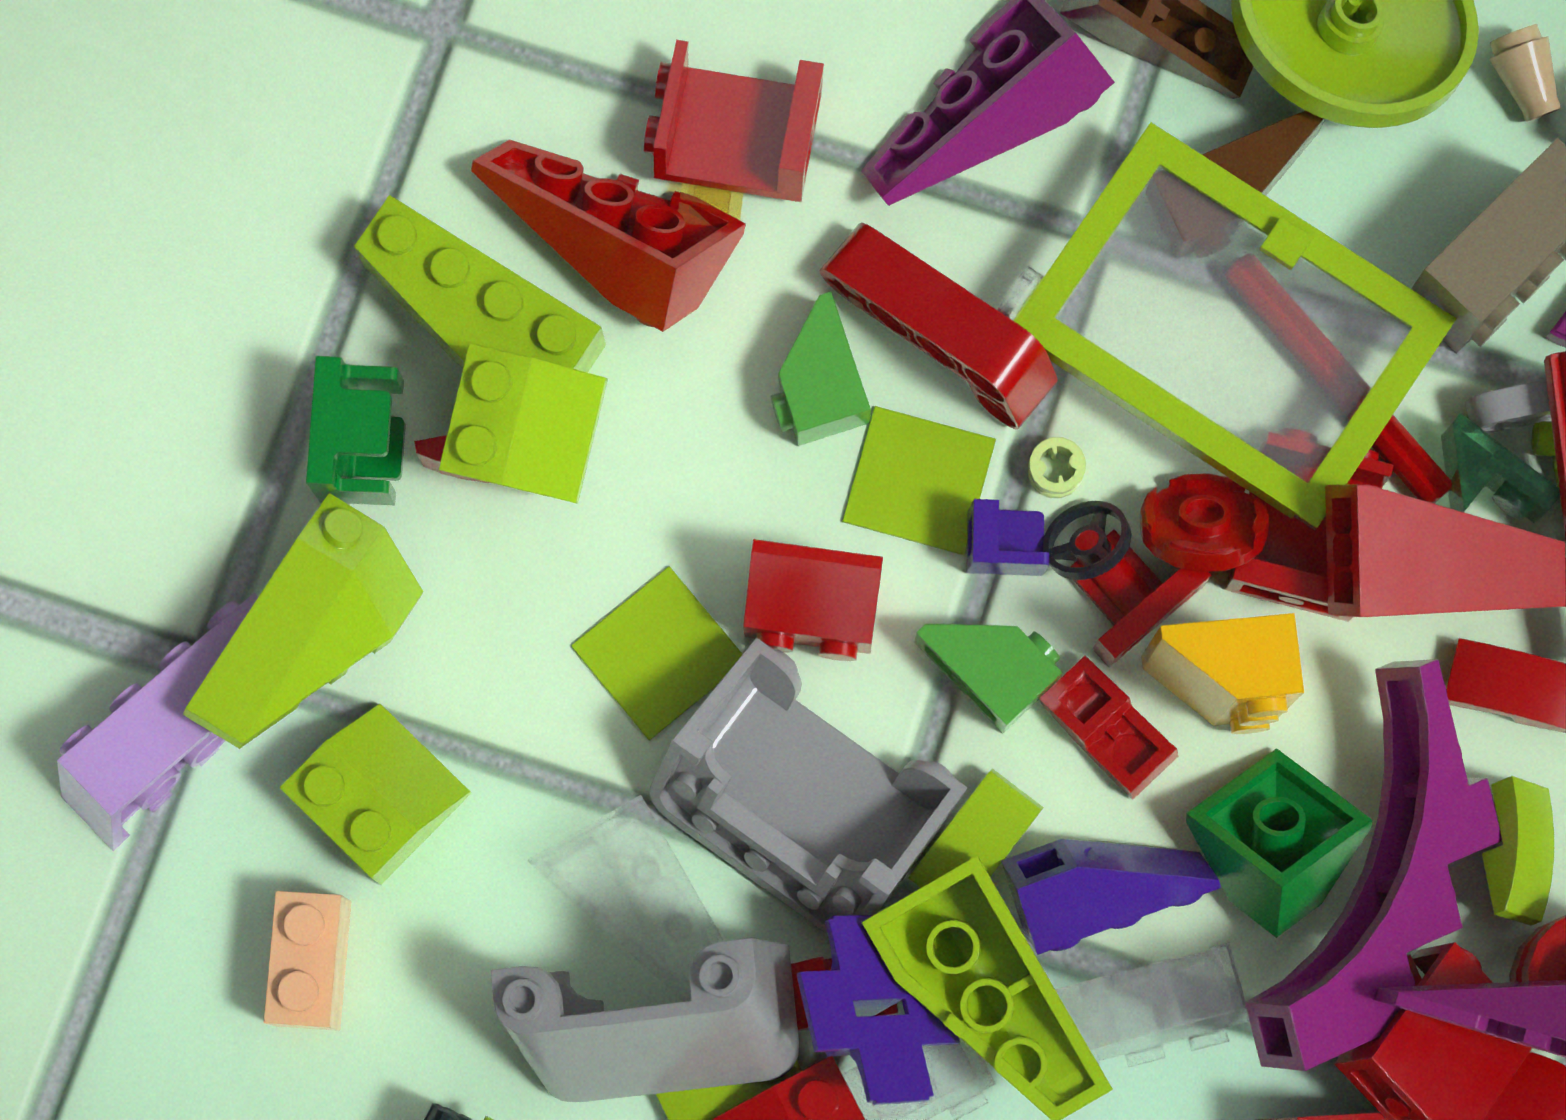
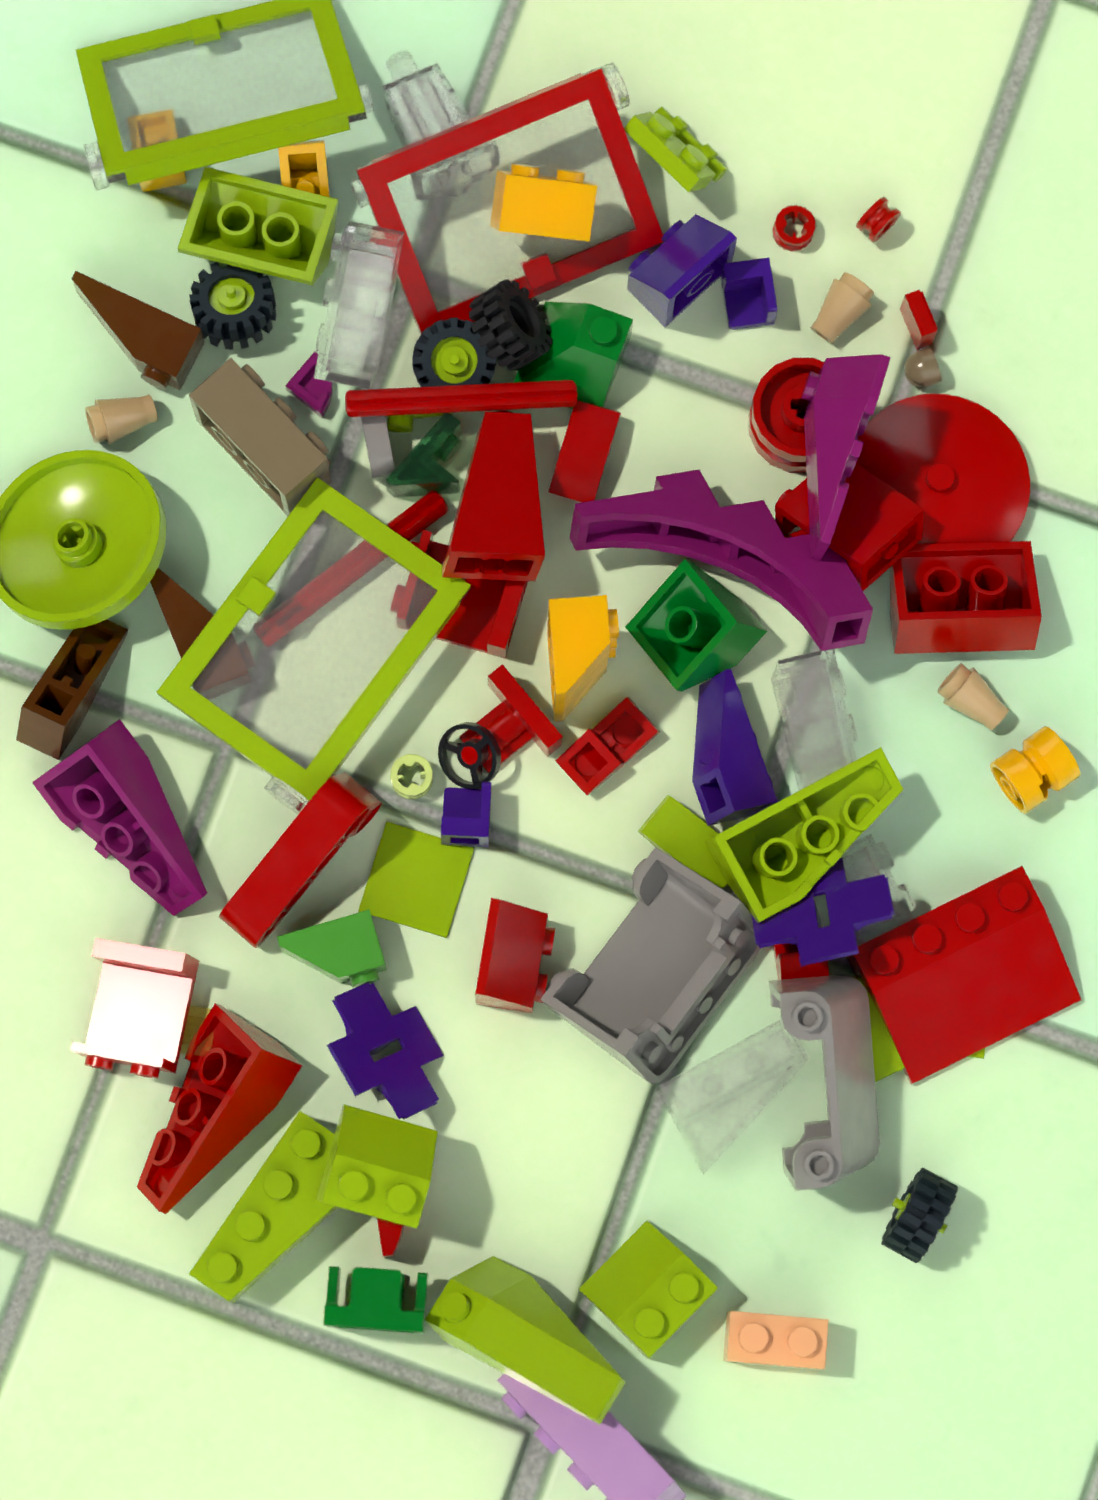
camera: 95 degrees left, 0 degrees up
(658, 653) = (543, 1077): lime piece -> none
(715, 419) = (371, 1030): none -> dark purple piece
(993, 666) = (564, 826): bright green slope -> none
(1203, 523) = (461, 669): red tile -> none
(1523, 866) = (719, 457): lime slope -> none

